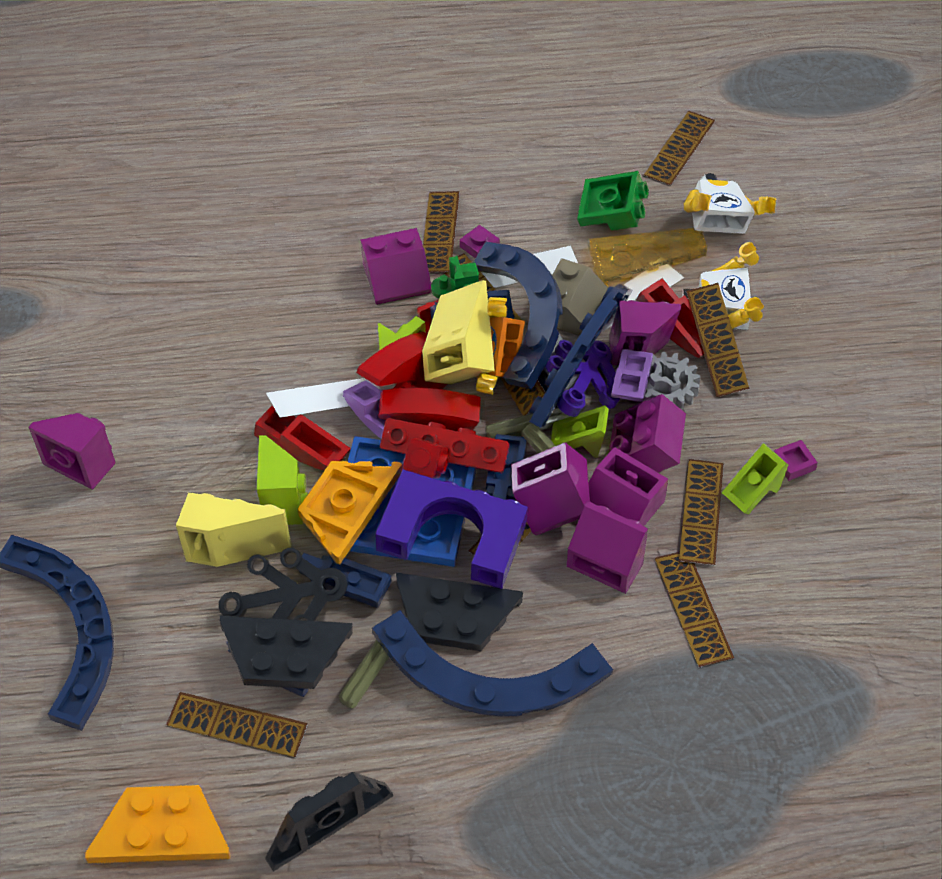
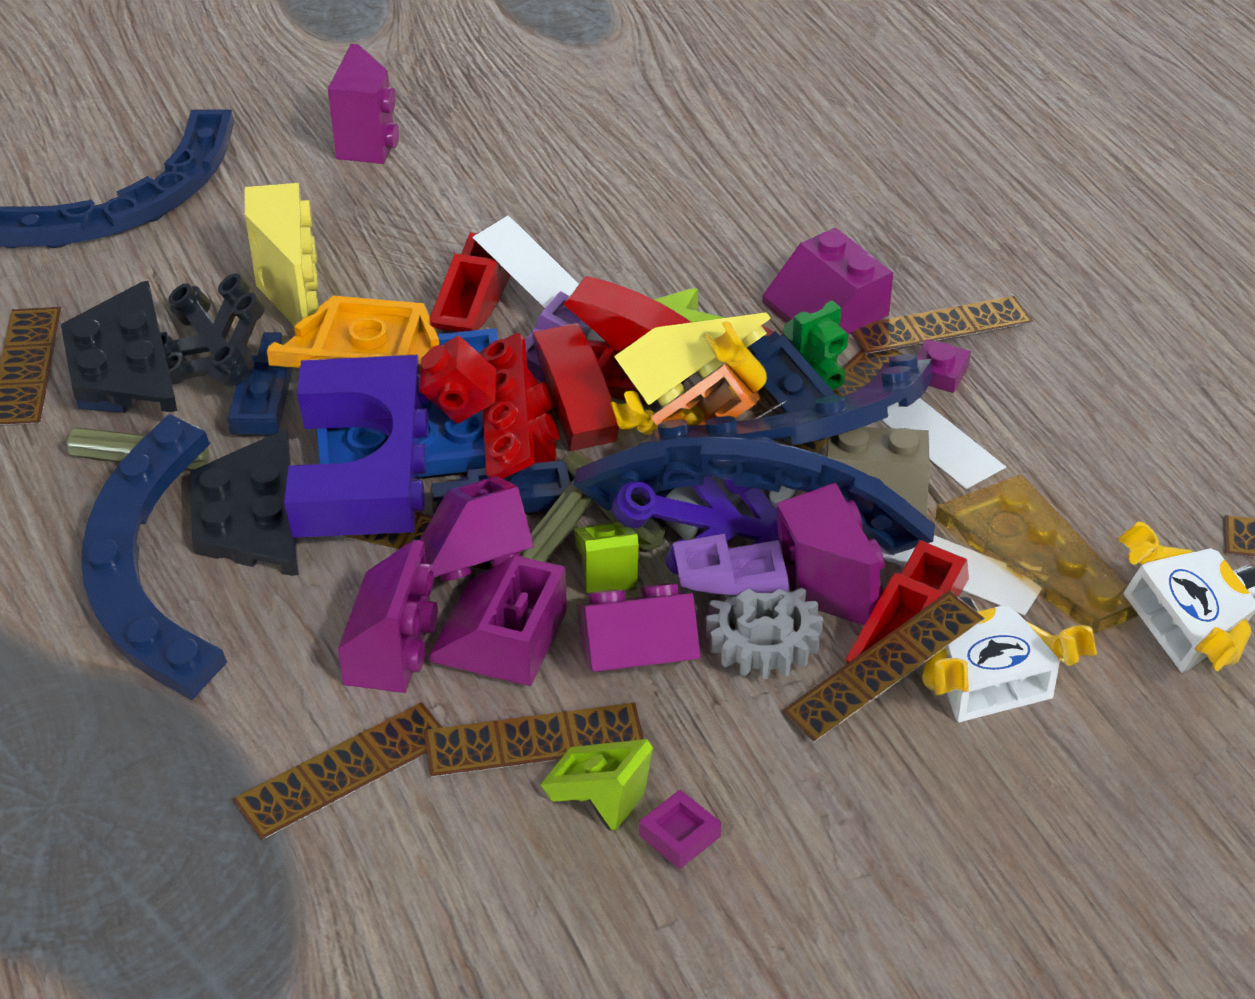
camera: 70 degrees right, 10 degrees down
(280, 480) = (376, 260): lime slope -> none
(613, 201) = (1119, 480): green plate -> none

